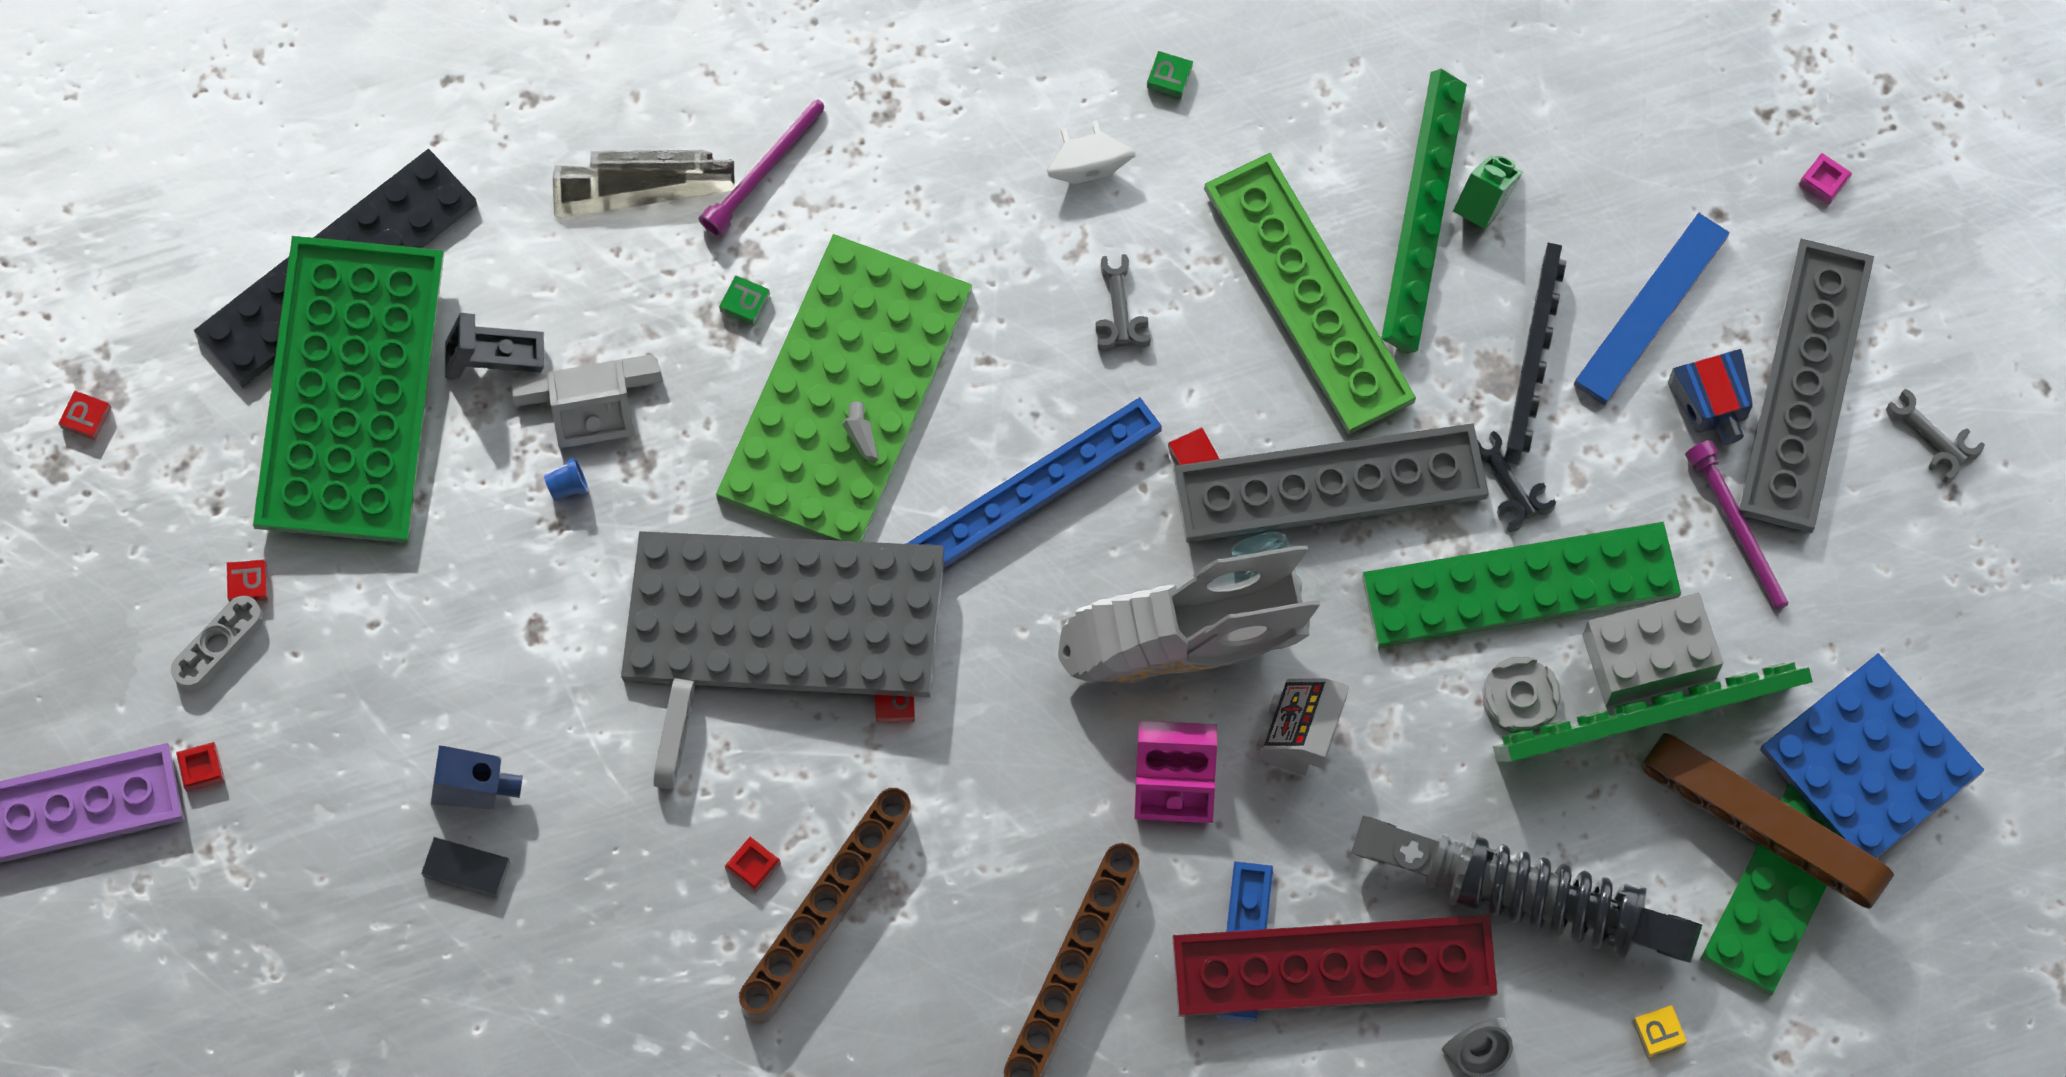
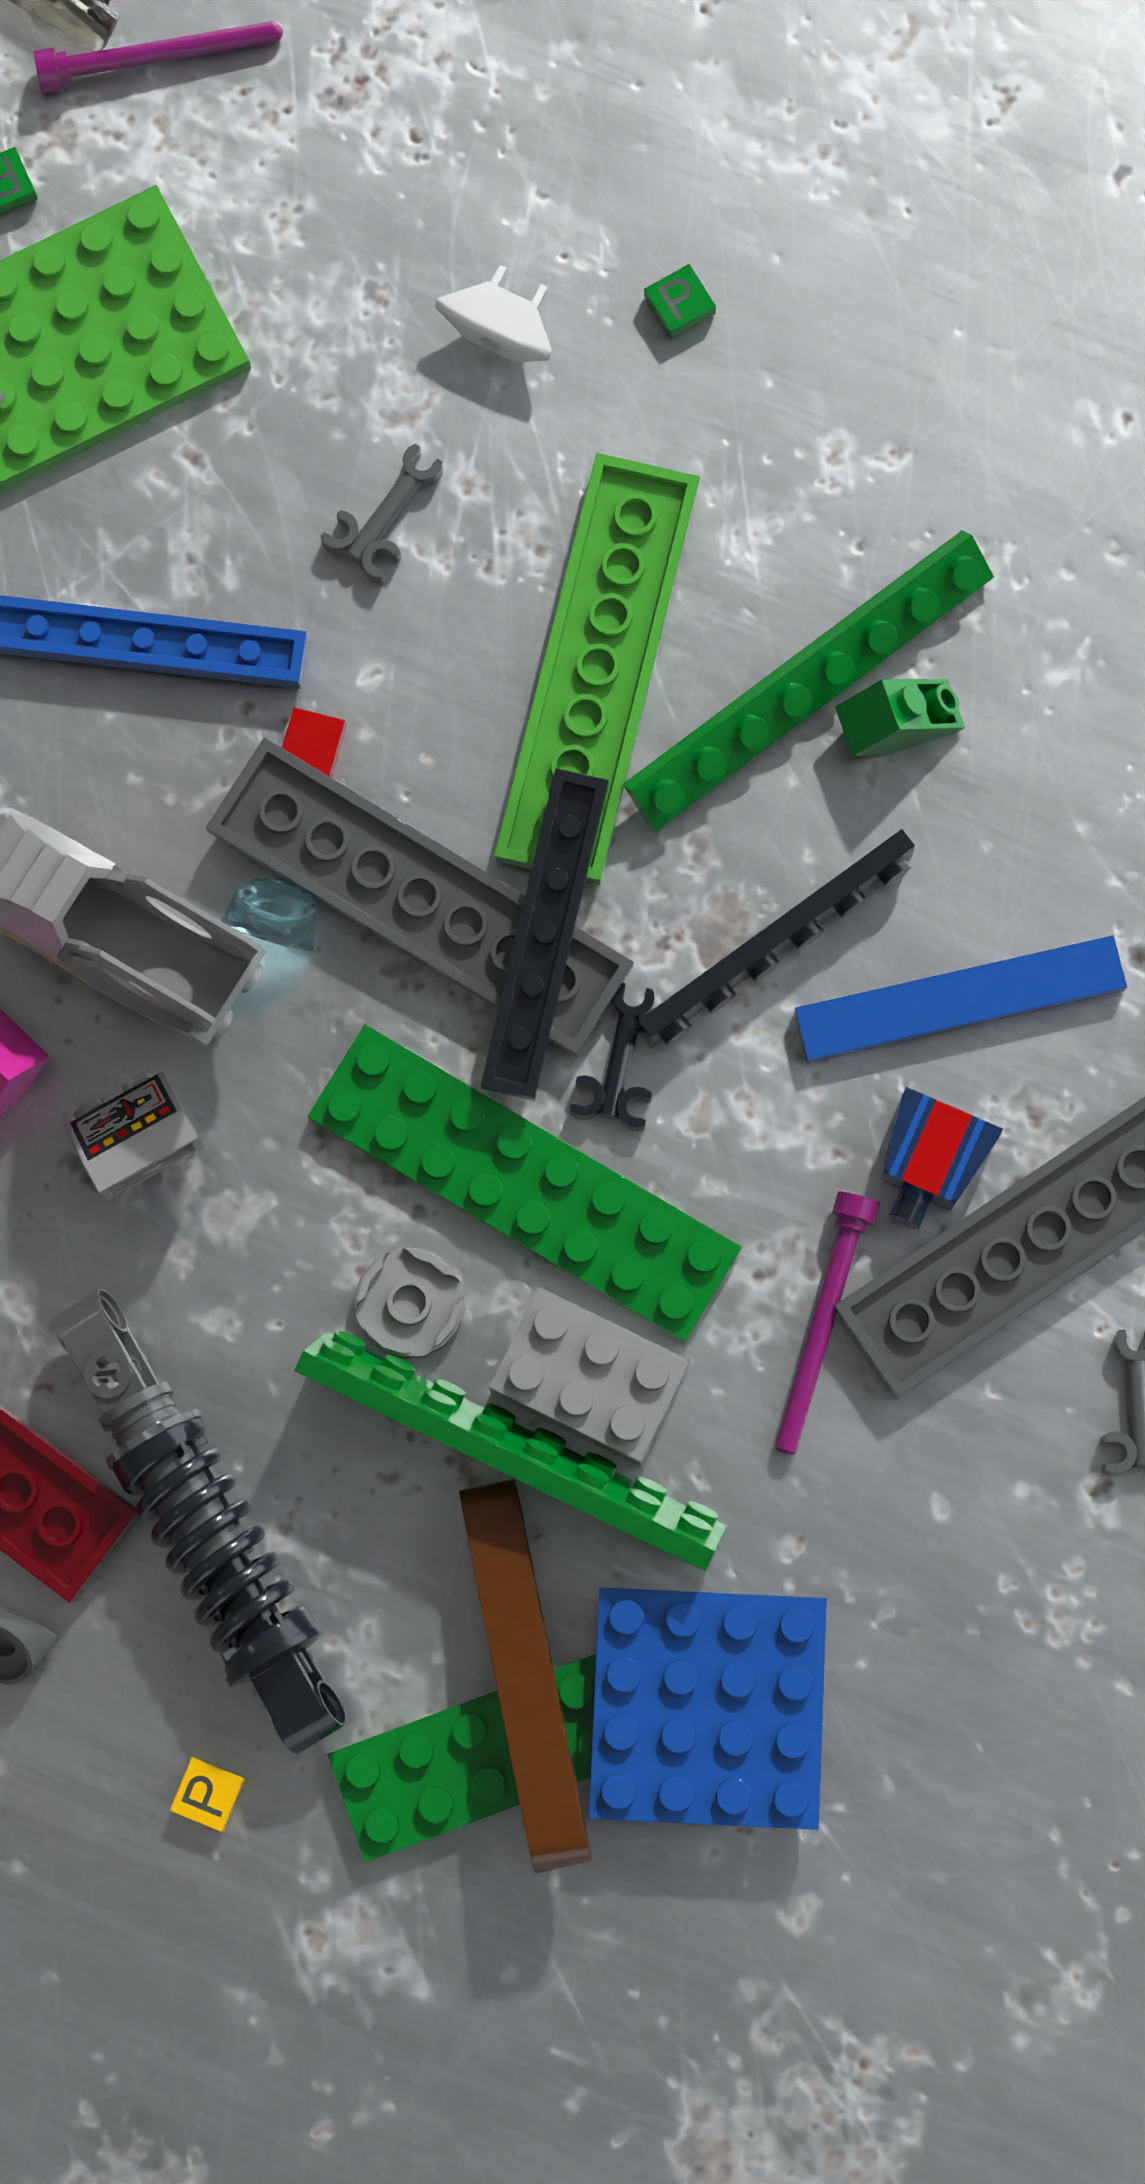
camera: 45 degrees right, 10 degrees up
(1419, 443) = (544, 934): none -> black plate

